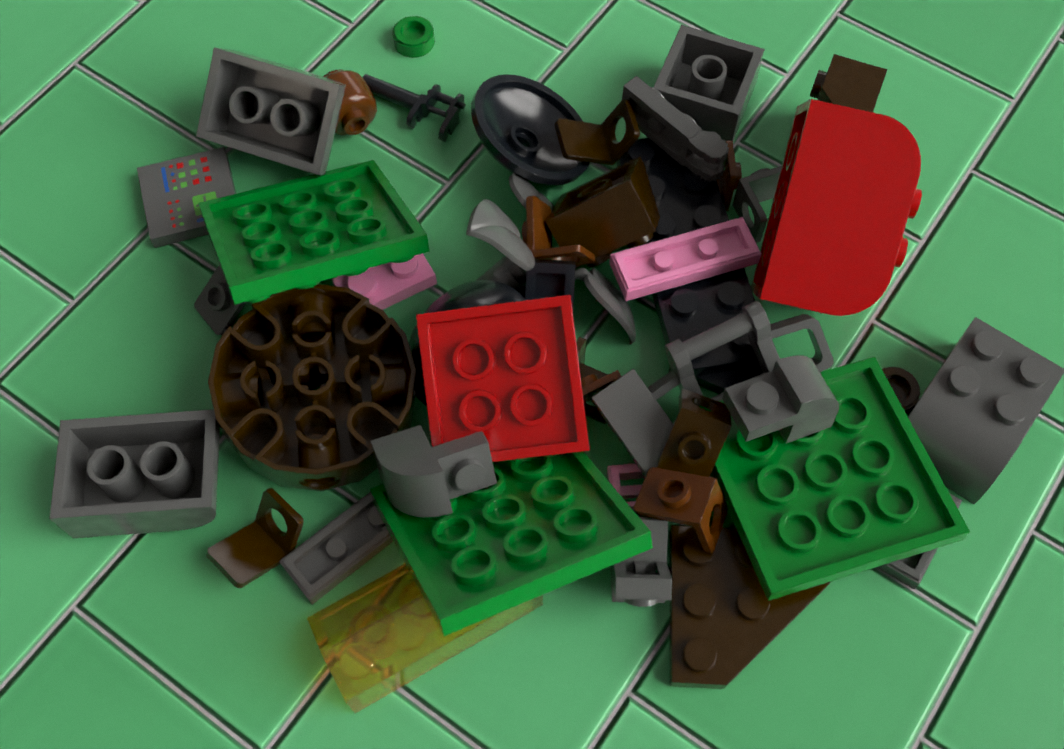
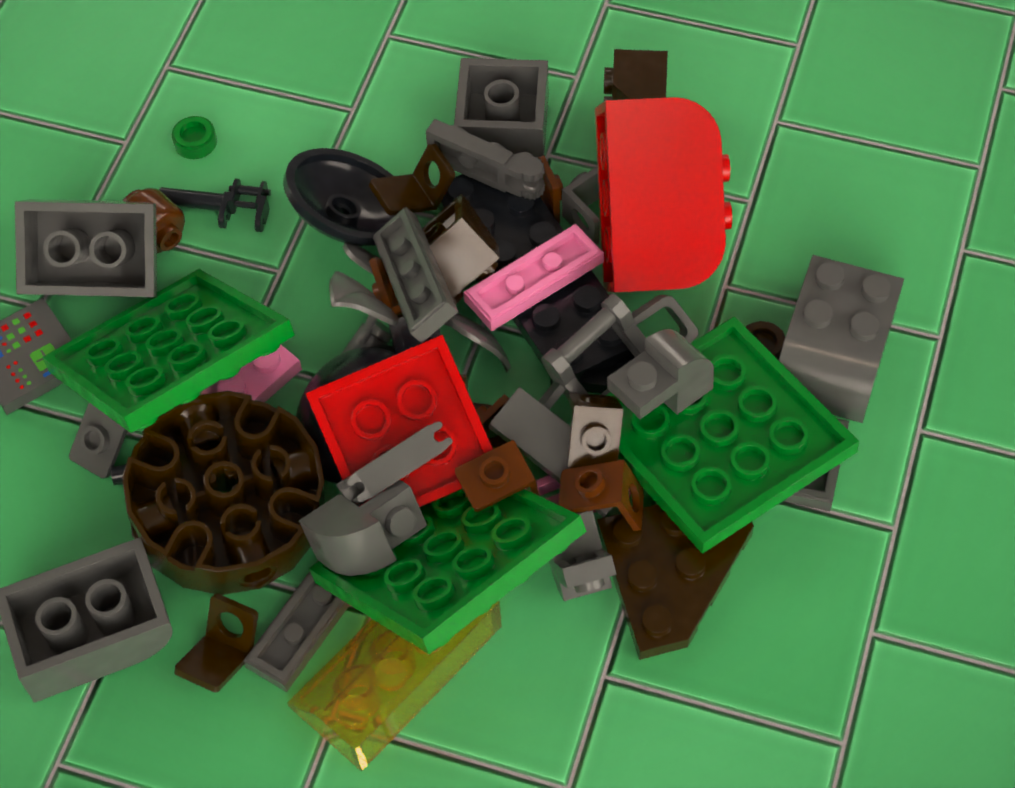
camera: 15 degrees left, 5 degrees down
(480, 414) = (393, 465): none -> dark grey piece
(564, 226) = (414, 275): none -> dark grey tile
(580, 455) = (495, 476): none -> reddish brown bracket

